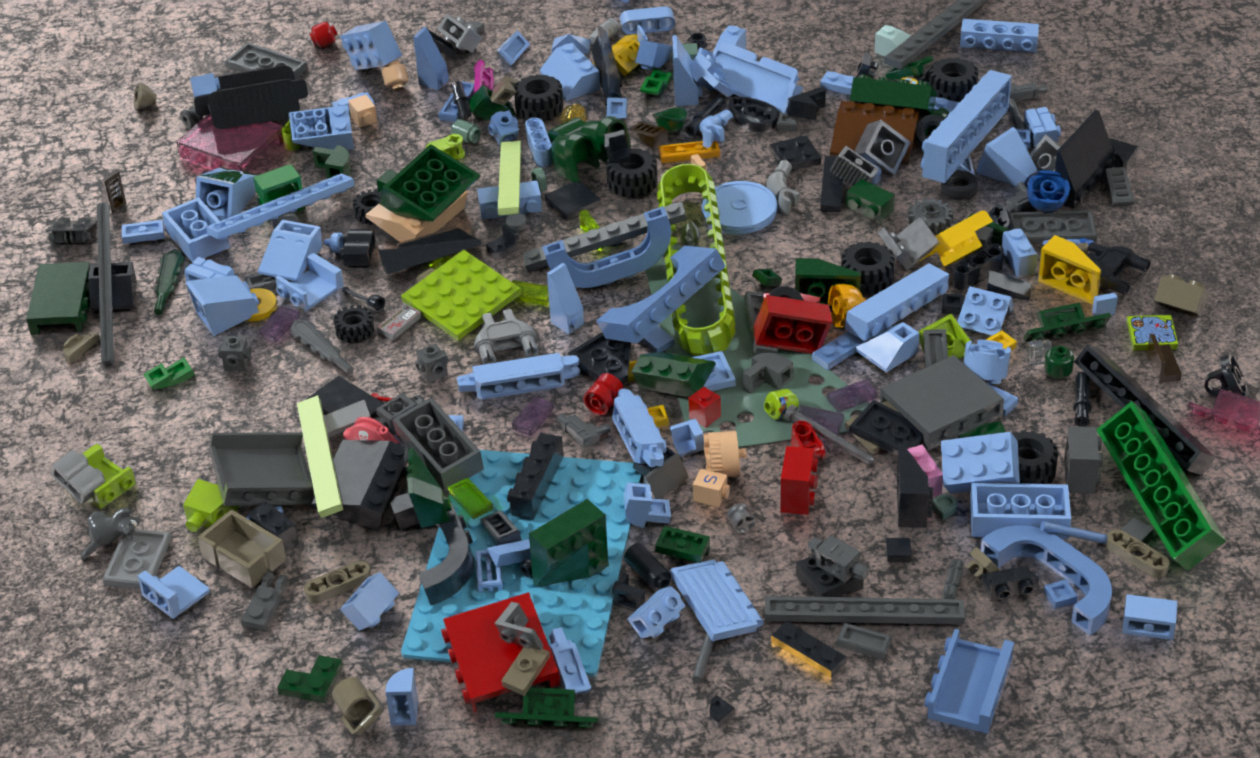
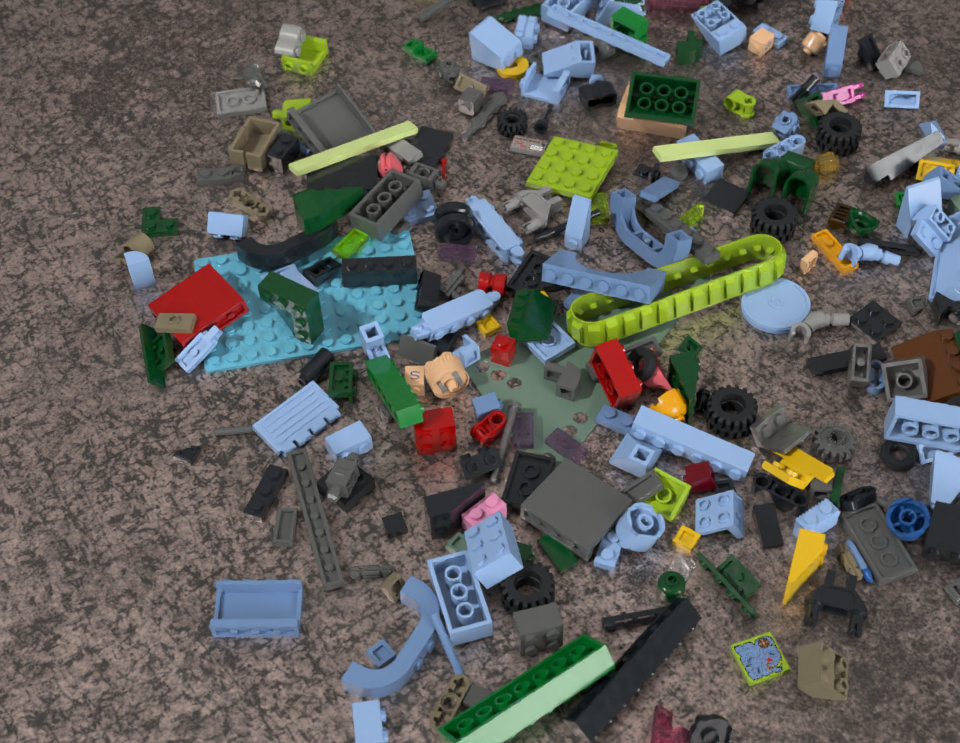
camera: 70 degrees right, 10 degrees up
(172, 592) = (211, 128): light blue bracket -> none
(271, 342) = (464, 81): none -> dark tan plate
(299, 345) = (470, 101): none -> flat silver brick
(426, 249) = (611, 131): black wedge -> none
(432, 363) = (485, 177): dark grey brick -> none
(469, 131) = (771, 106): sand green brick -> none
(500, 398) = (454, 223): none -> black wheel
(512, 628) = (199, 297): dark grey bracket -> none
(538, 175) = (737, 168): sand green tile -> none
(540, 235) = (659, 189): none -> medium blue tile
(545, 320) = (560, 228): none -> black bar
(573, 71) = (889, 140): light blue slope -> none
(597, 446) = (427, 291): none -> black beam
(617, 107) = (859, 186): light blue tile -> none
(617, 147) = (779, 194): black panel -> none
(627, 596) = (283, 362): black bracket -> none
(657, 612) = (266, 385): light blue brick -> none
(737, 490) = (394, 391): none -> green brick
(753, 113) = (906, 271): black piece -> none
(774, 560) = (349, 439): none -> light blue brick
(777, 438) = (486, 404): none -> medium blue brick
(778, 402) = (529, 398): lime head -> none
(846, 460) = (480, 463): none -> black bracket
(870, 200) = (831, 391): dark green brick -> none
(937, 306) = (700, 477): none -> dark red brick
(1010, 583) = (381, 613): black bracket -> none
(1105, 304) = (775, 608): light blue tile -> none
(1163, 361) = (719, 674): dark brown panel -> none

